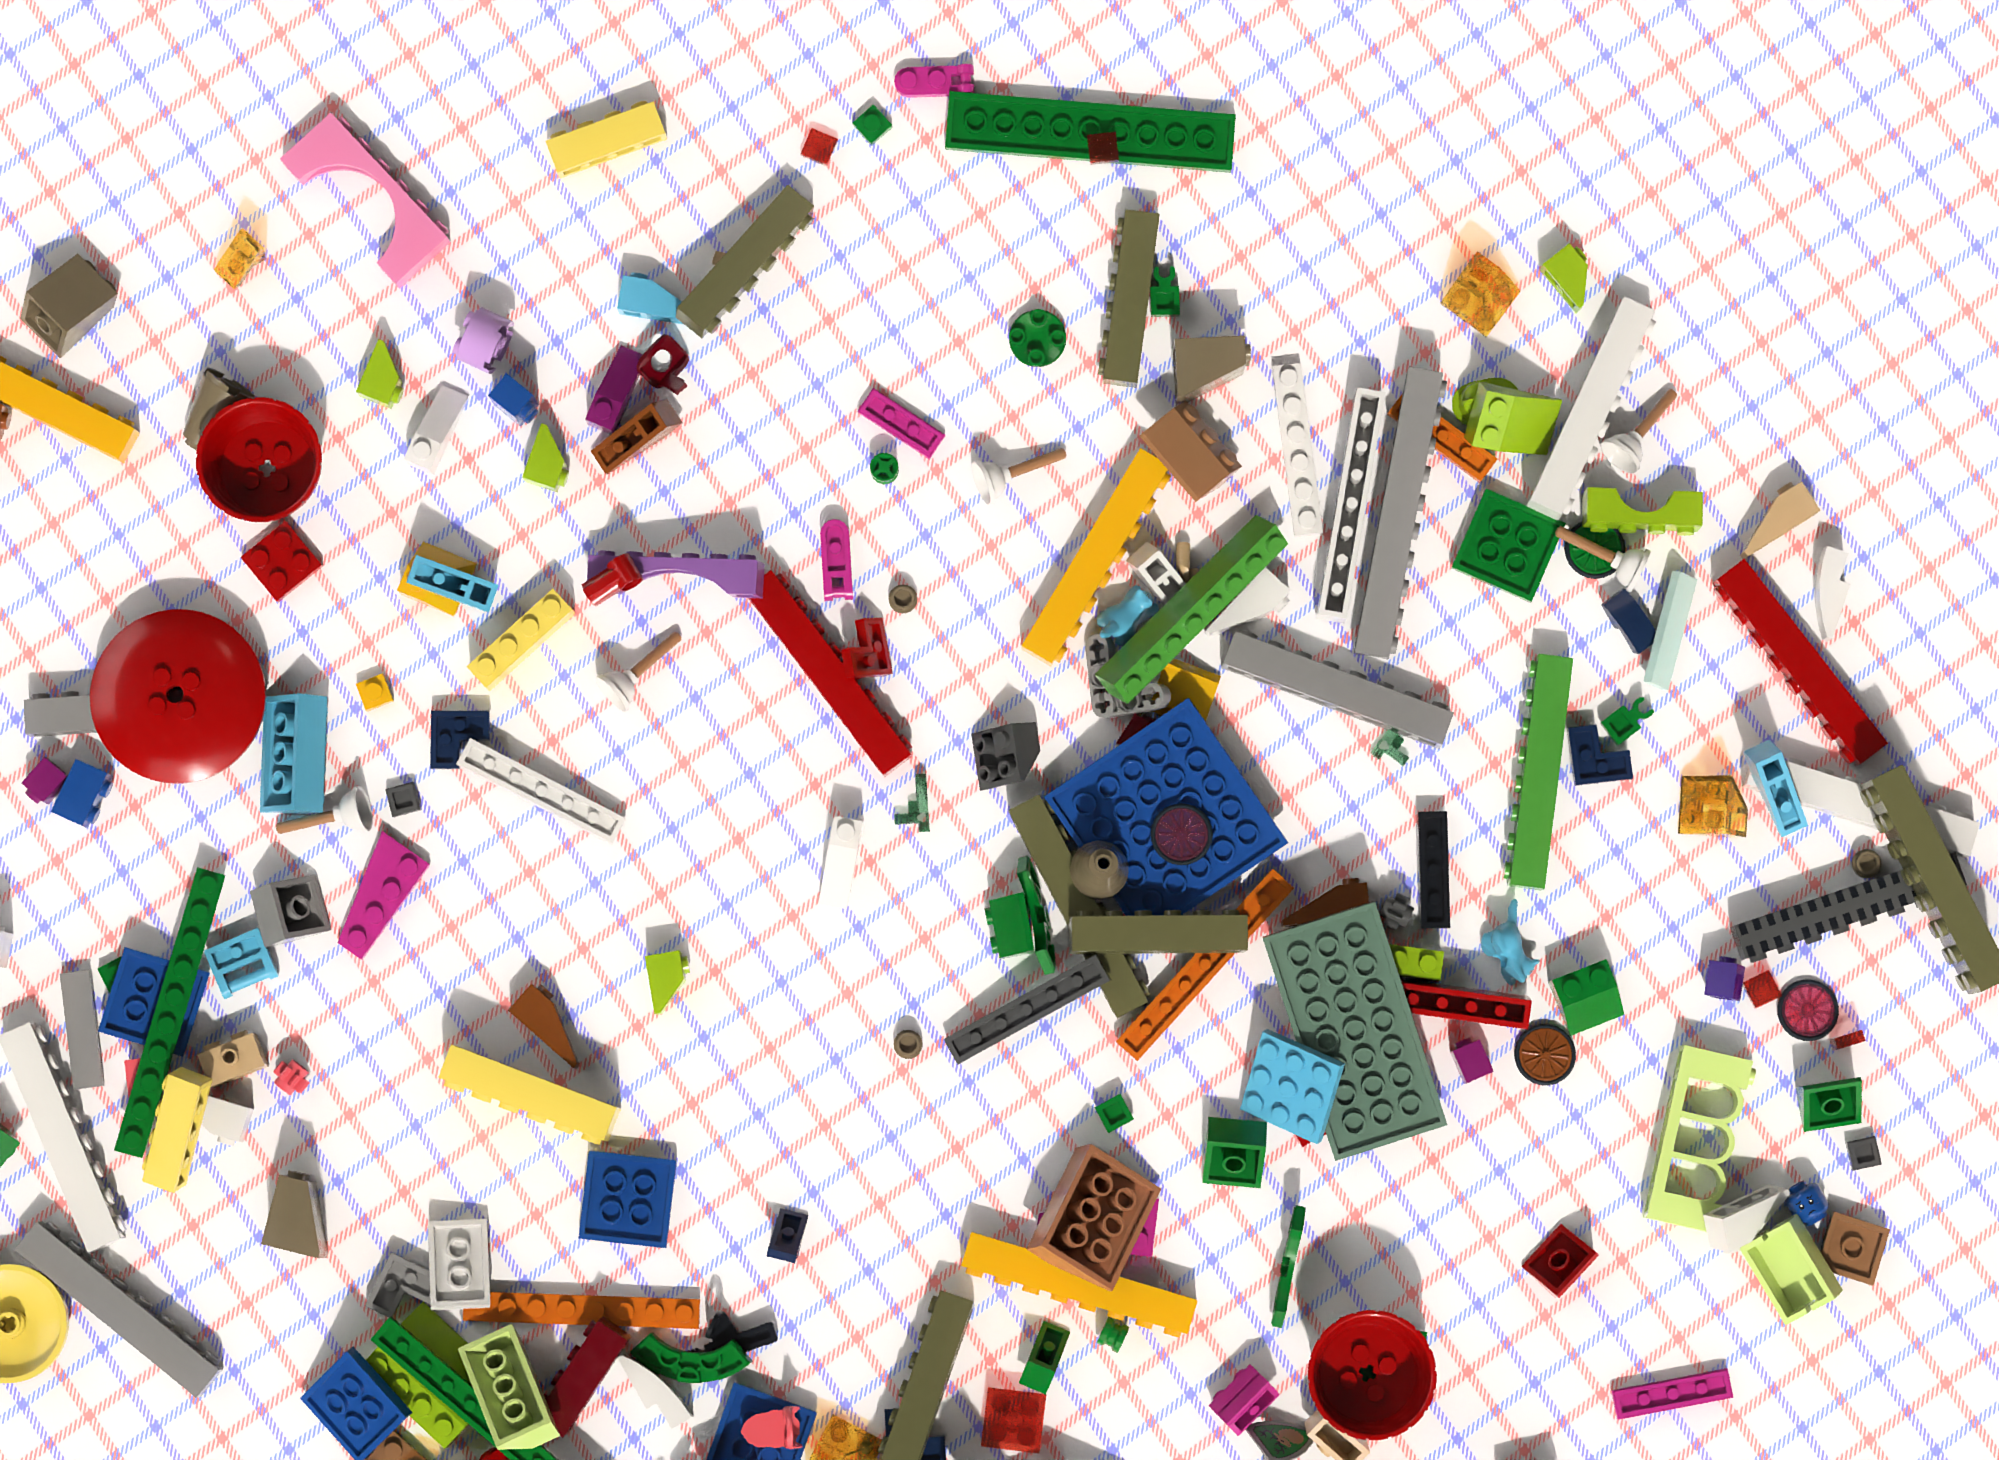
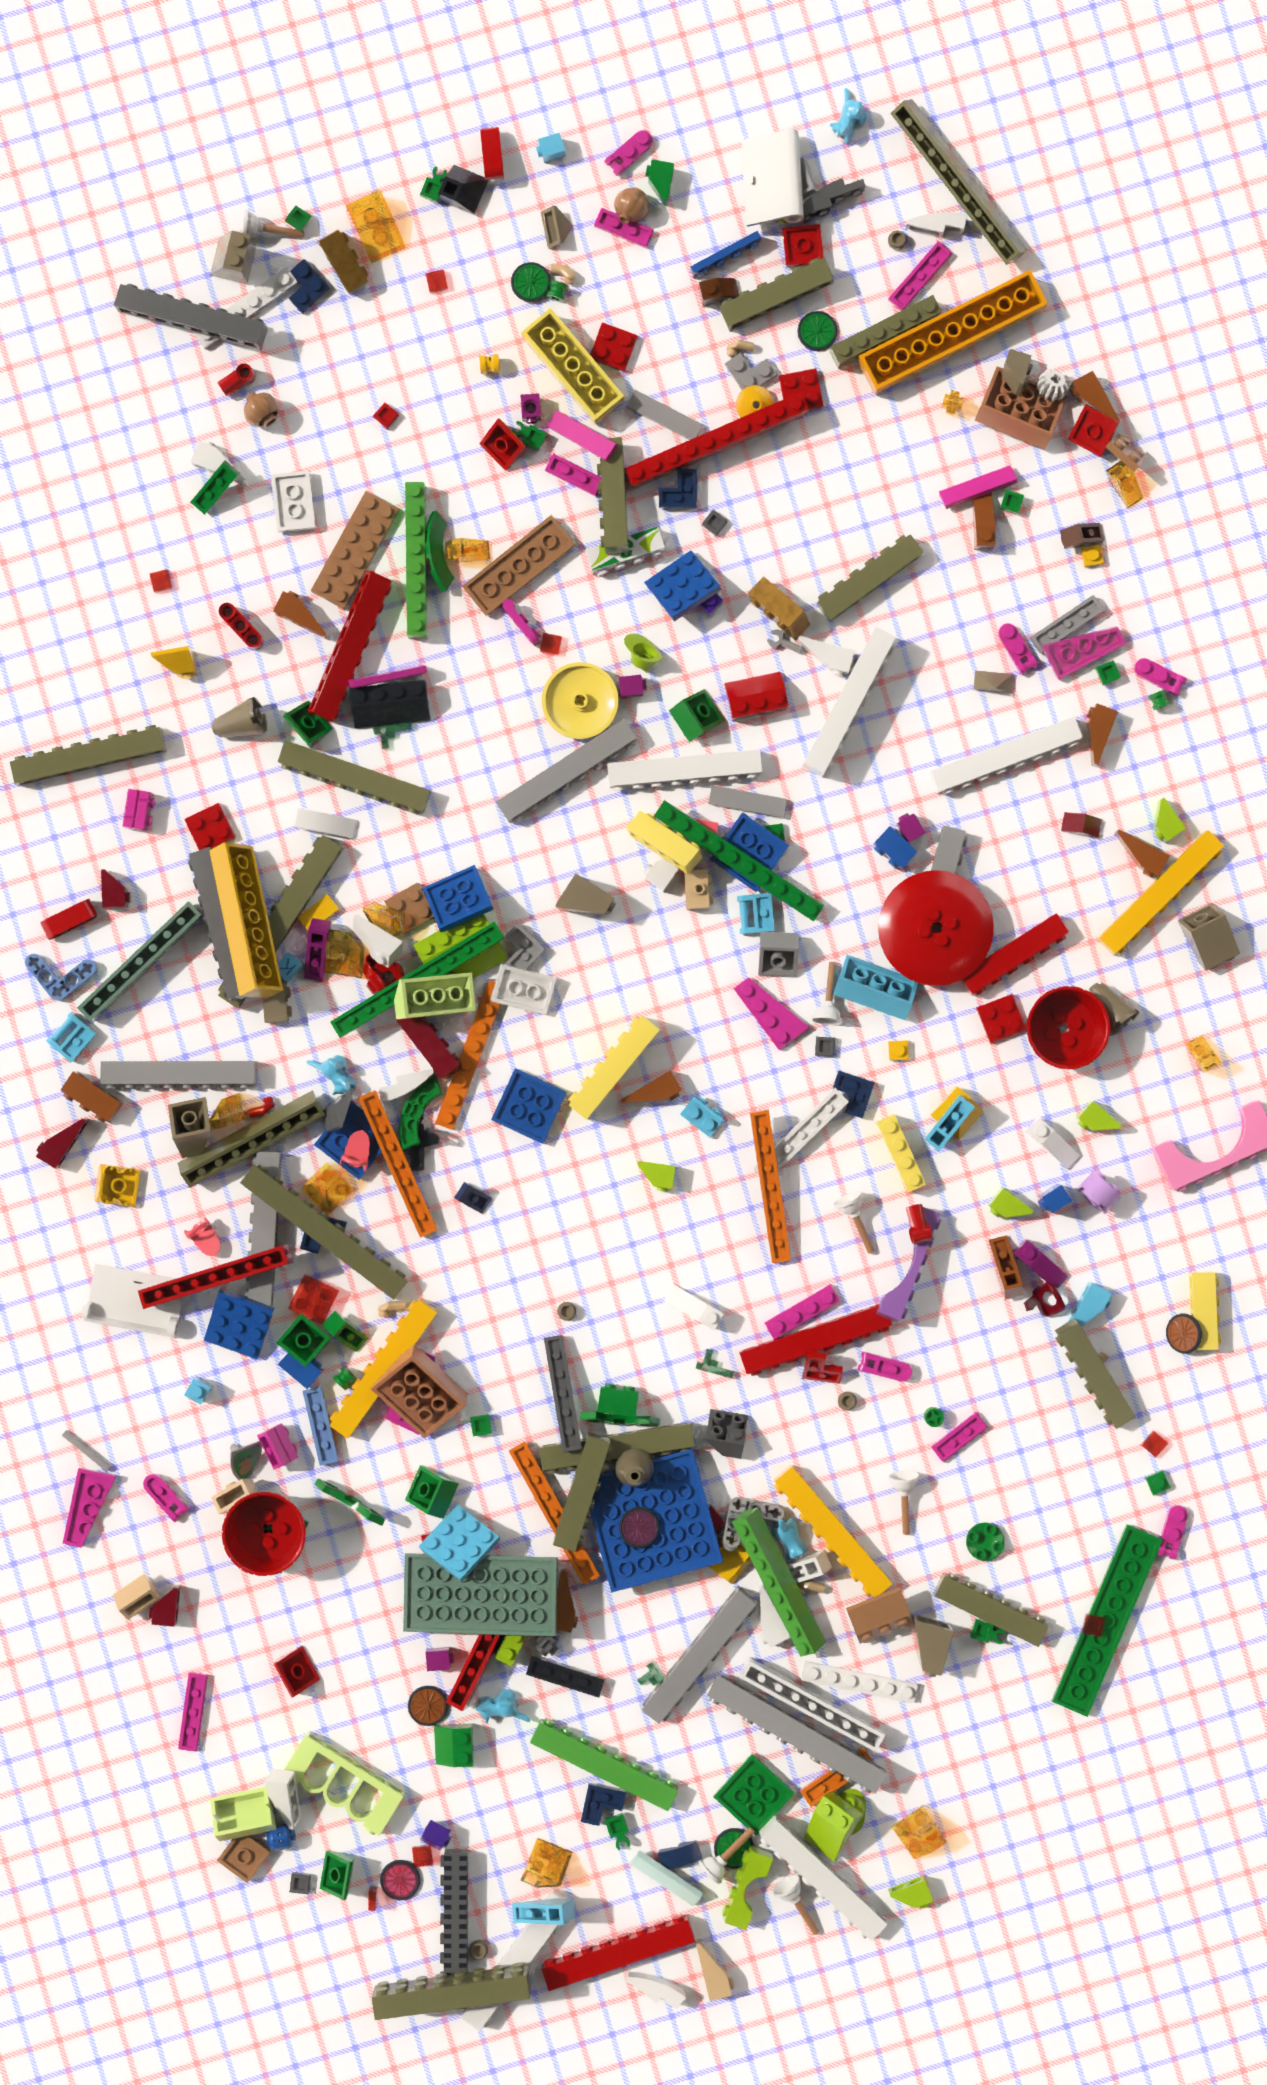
camera: 110 degrees right, 5 degrees up
(179, 571) = (1014, 953): none -> red brick
(291, 1077) = (674, 922): coral gear -> none
(561, 942) = (701, 1116): none -> medium azure bracket
(628, 810) = (770, 1186): none -> orange plate
(647, 156) = (1183, 1333): none -> dark orange wheel
(773, 1363) = (397, 1163): none -> orange plate
(796, 706) = (801, 1311): none -> dark pink plate
(985, 1304) = (390, 1305): none -> tan arm
(1076, 1413) = (303, 1340): none -> green slope
(1117, 1405) = (303, 1375): none -> blue brick
(1194, 1347) = (319, 1425): none -> medium blue plate

